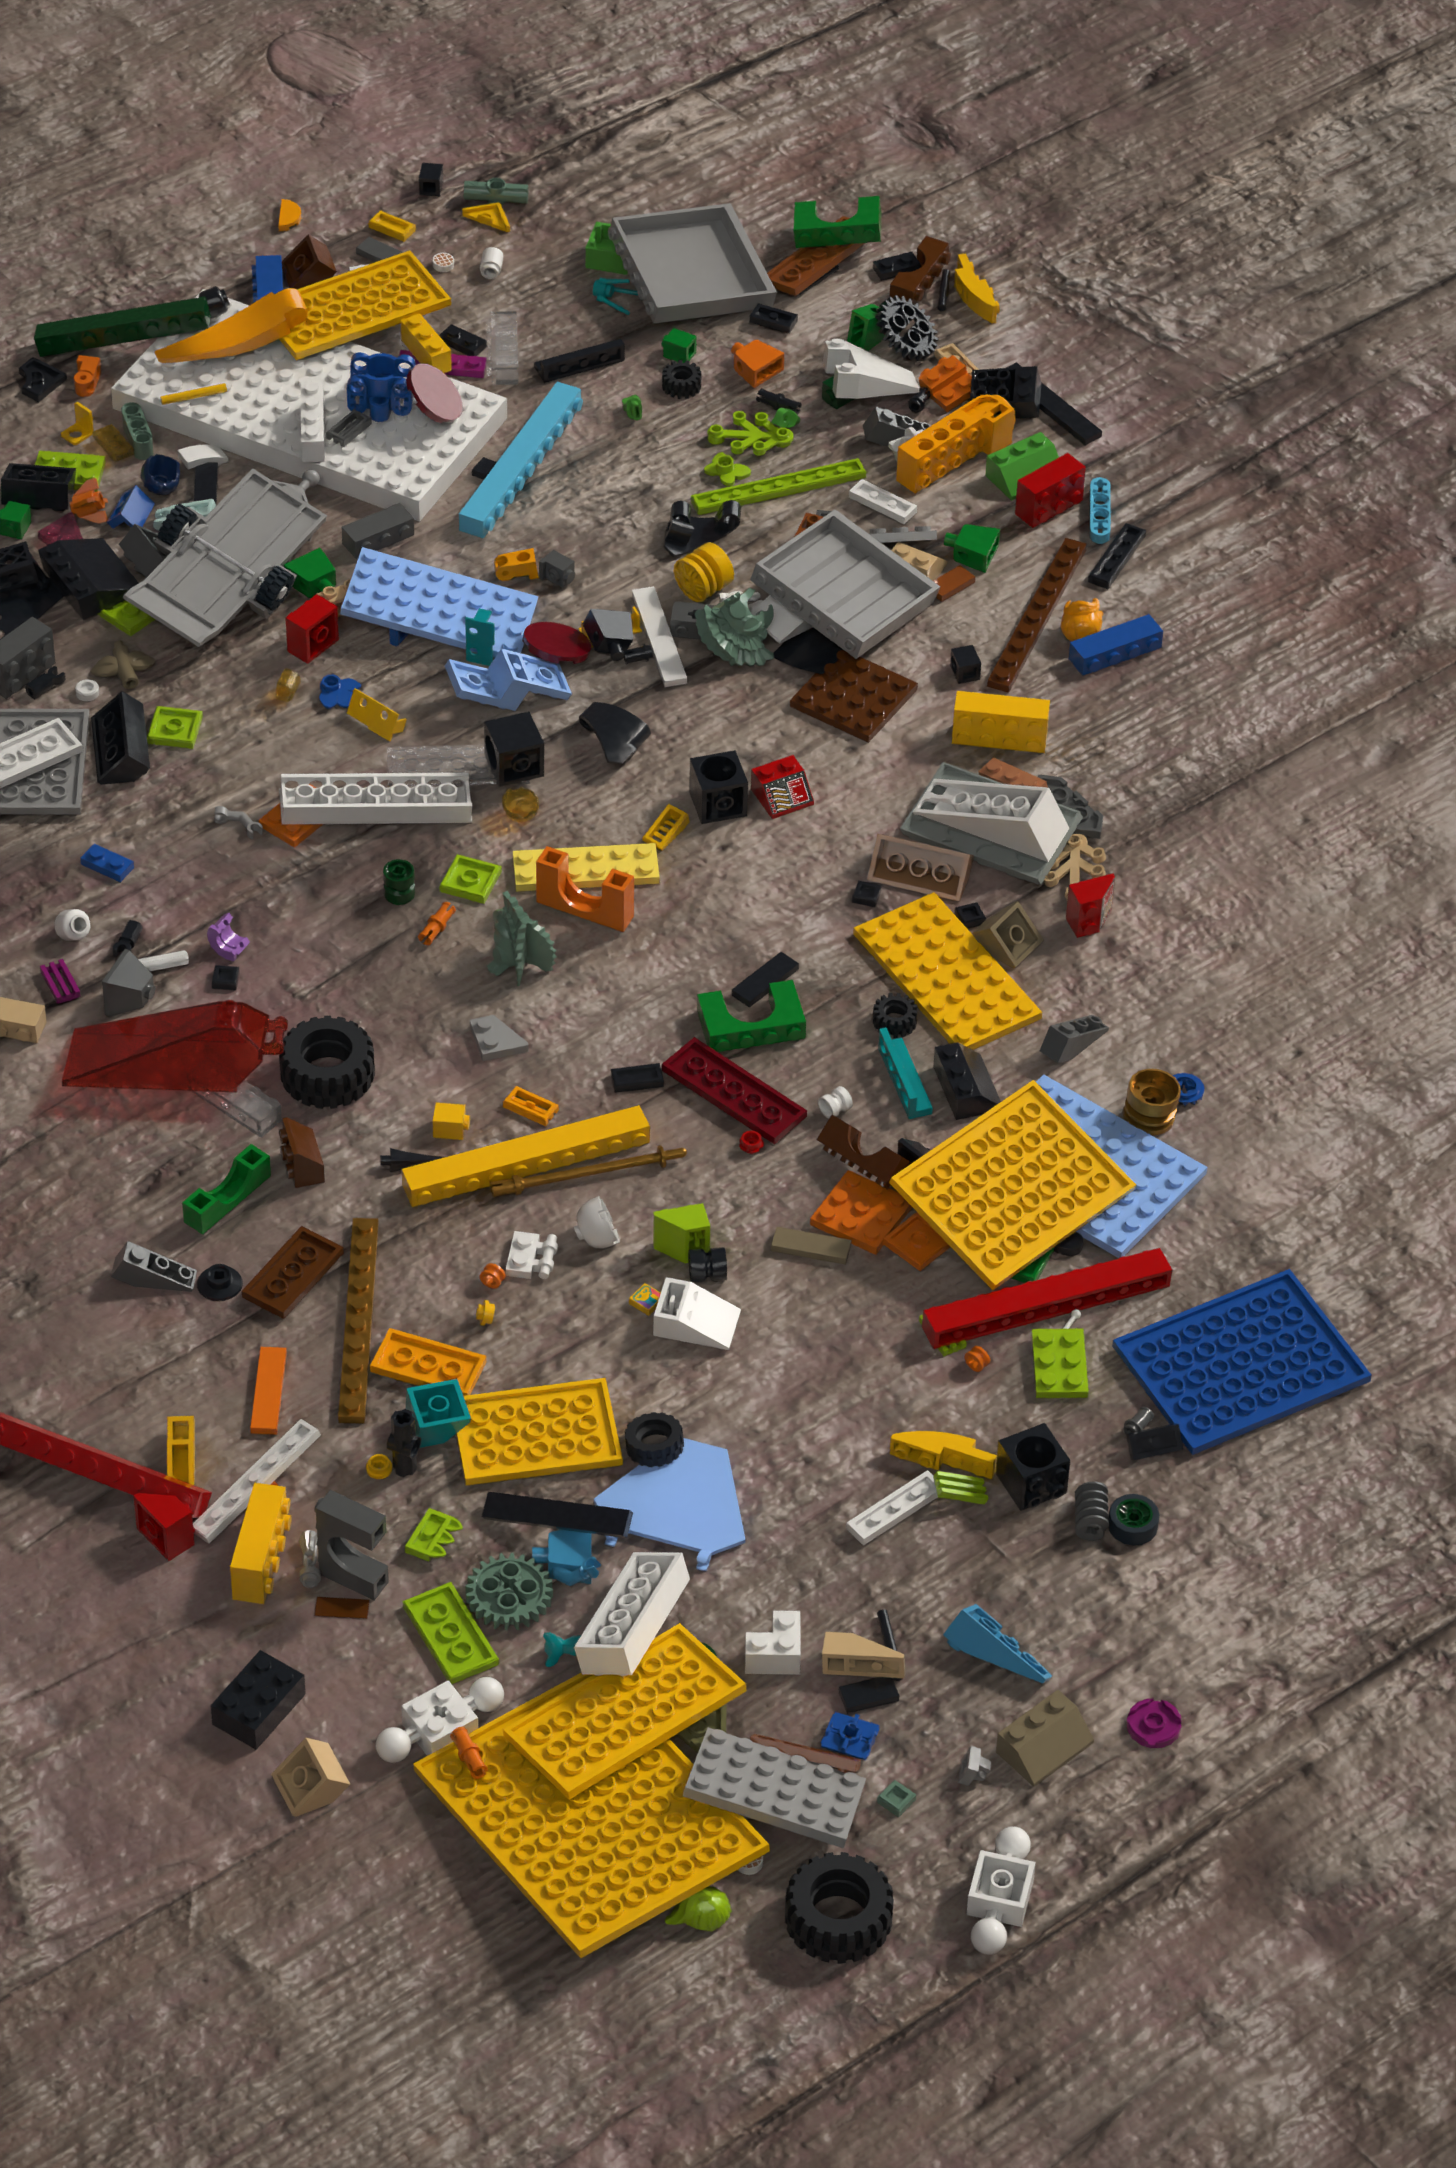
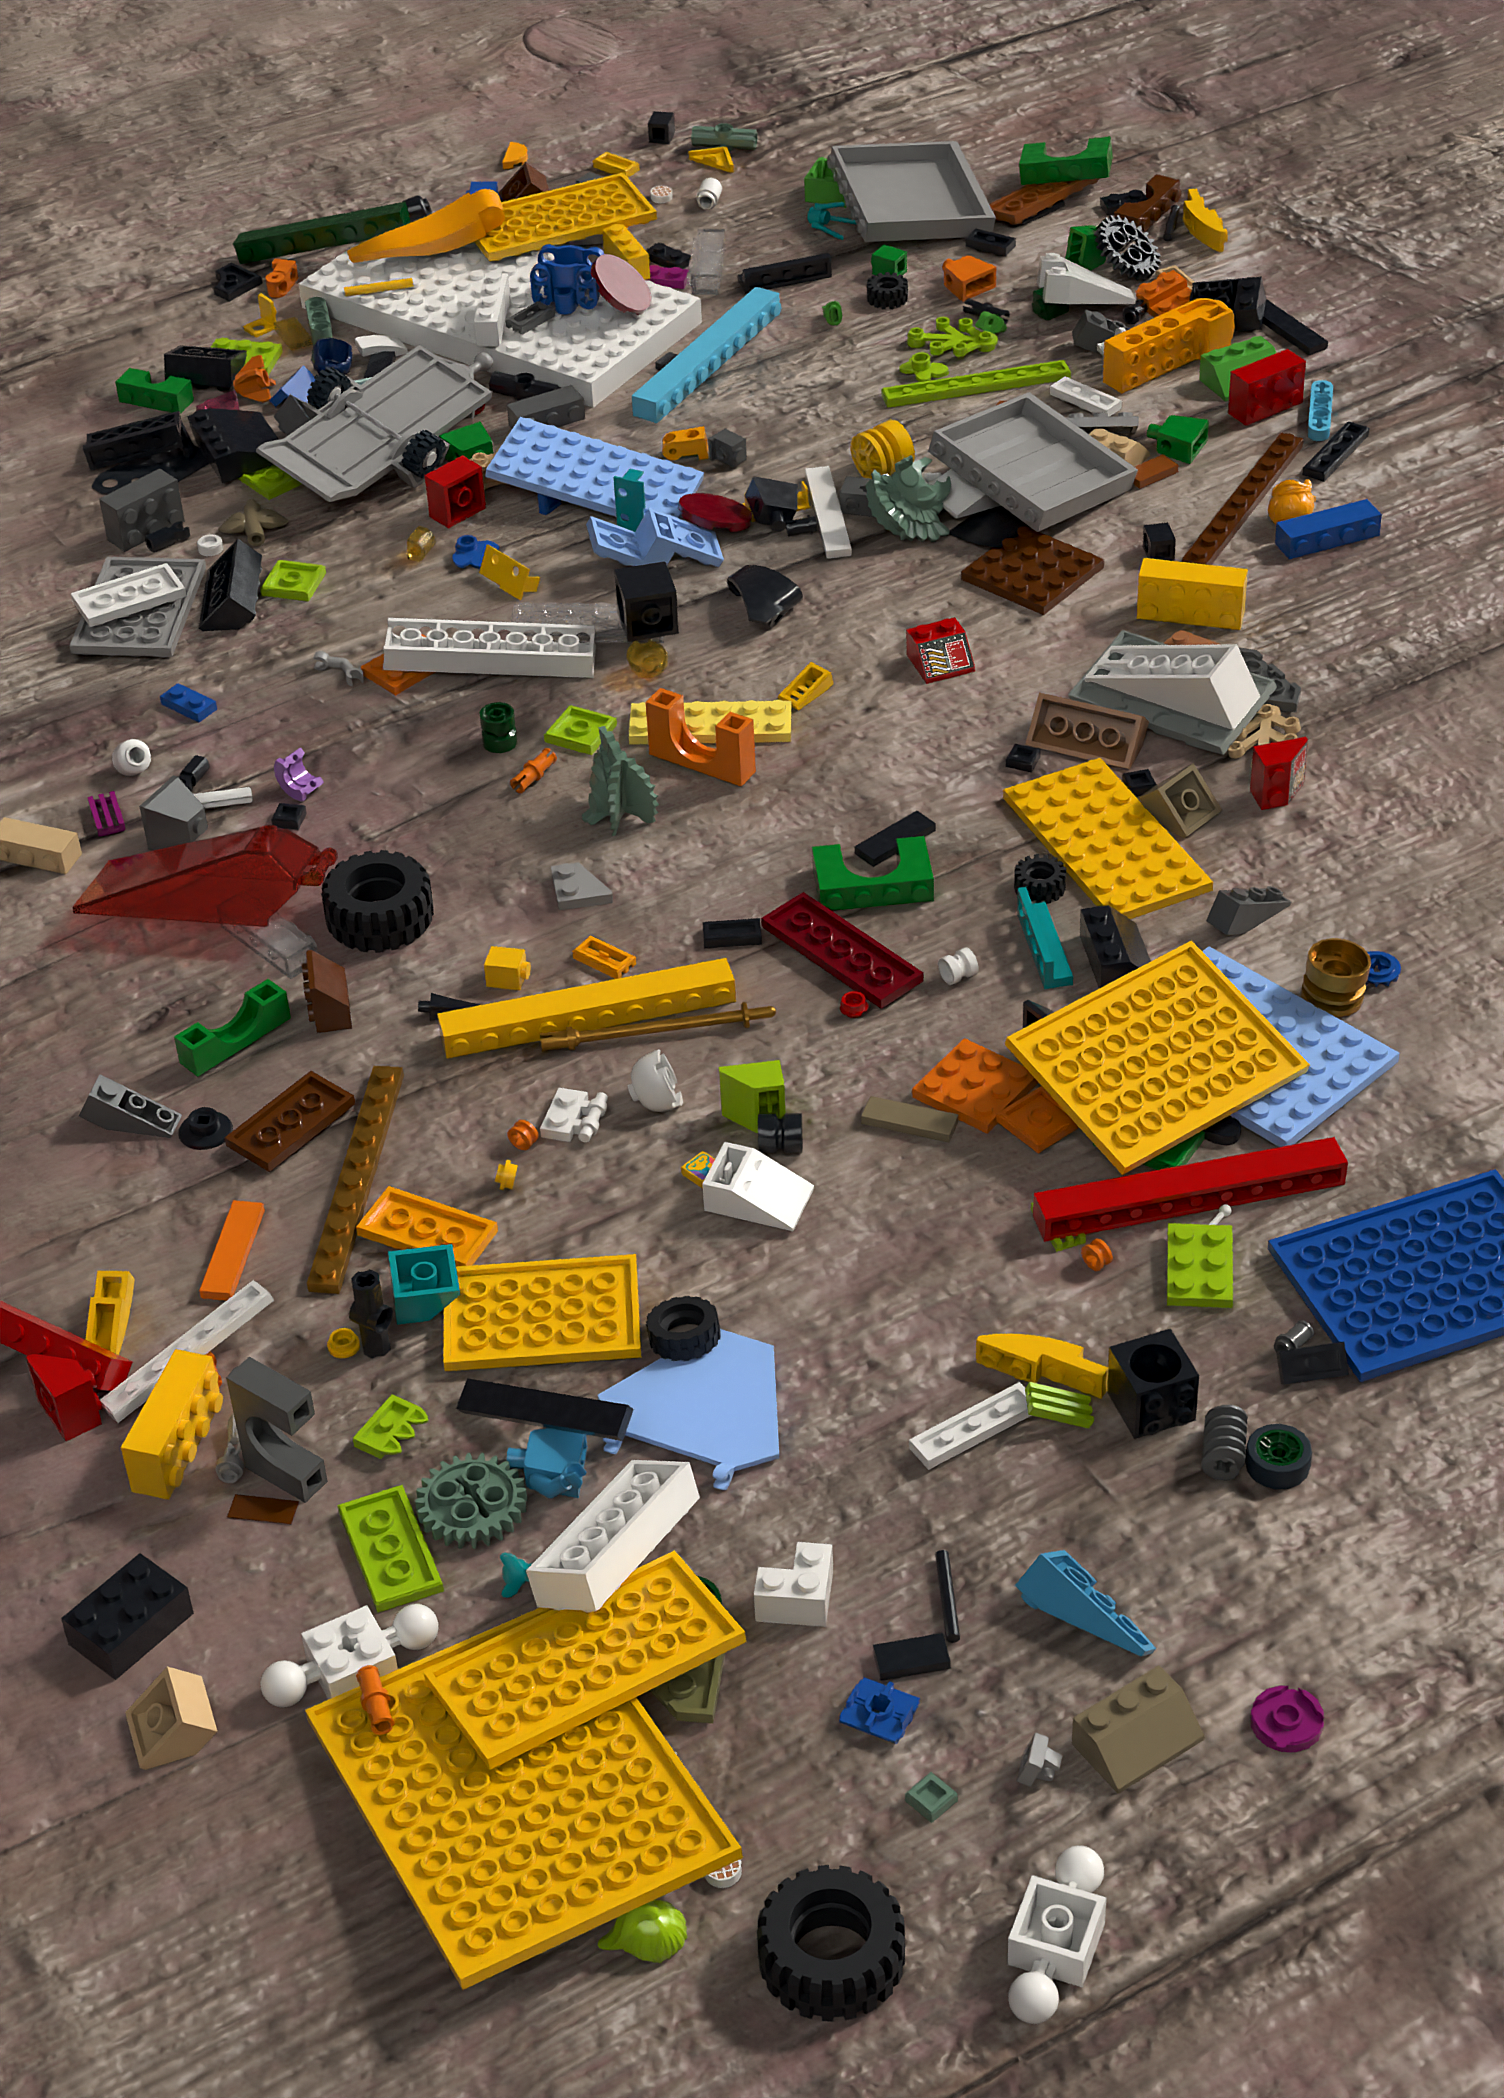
camera: 10 degrees right, 5 degrees down
(350, 503) = (519, 386): none -> black piece
(688, 532) = (868, 416): black panel -> none
(718, 787) = (868, 646): black brick -> none
(774, 1787) = (765, 1772): light grey plate -> none
(839, 1761) = (830, 1735): dark orange plate -> none
(845, 1140) = (963, 1004): reddish brown arch -> none
(860, 1657) = (902, 1607): tan slope -> none

